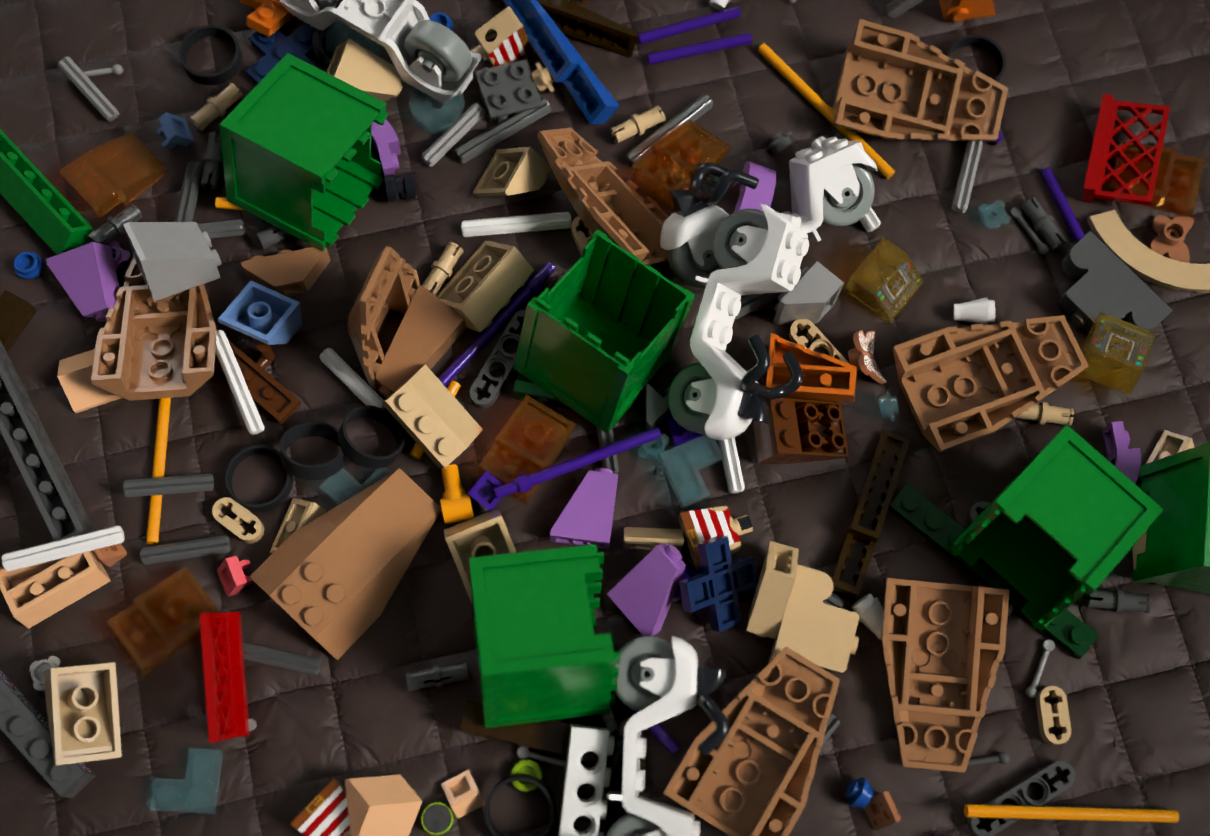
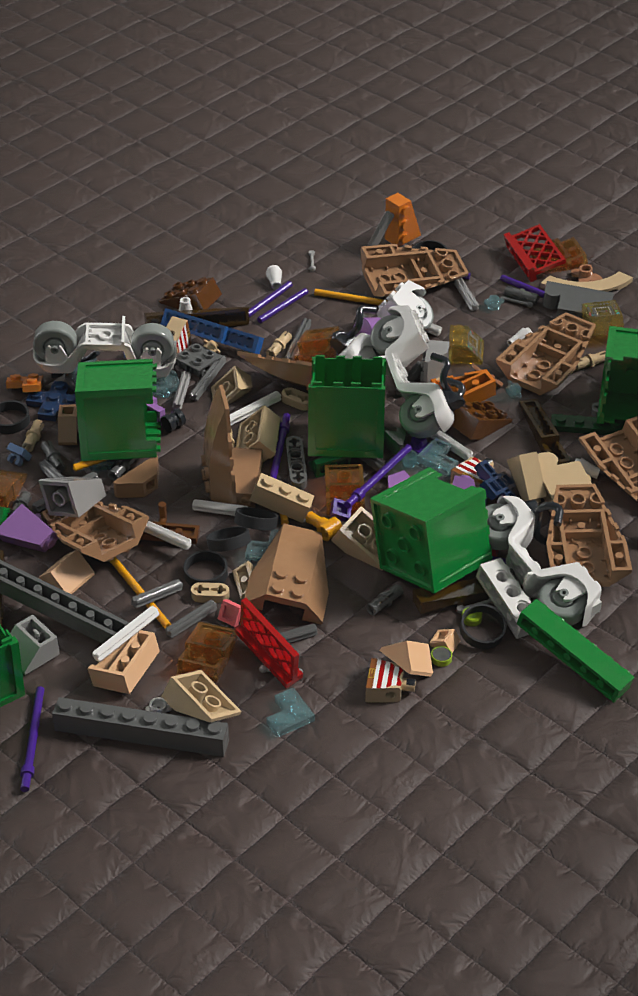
camera: 30 degrees left, 30 degrees down
(263, 315) = (147, 495): medium blue slope -> none

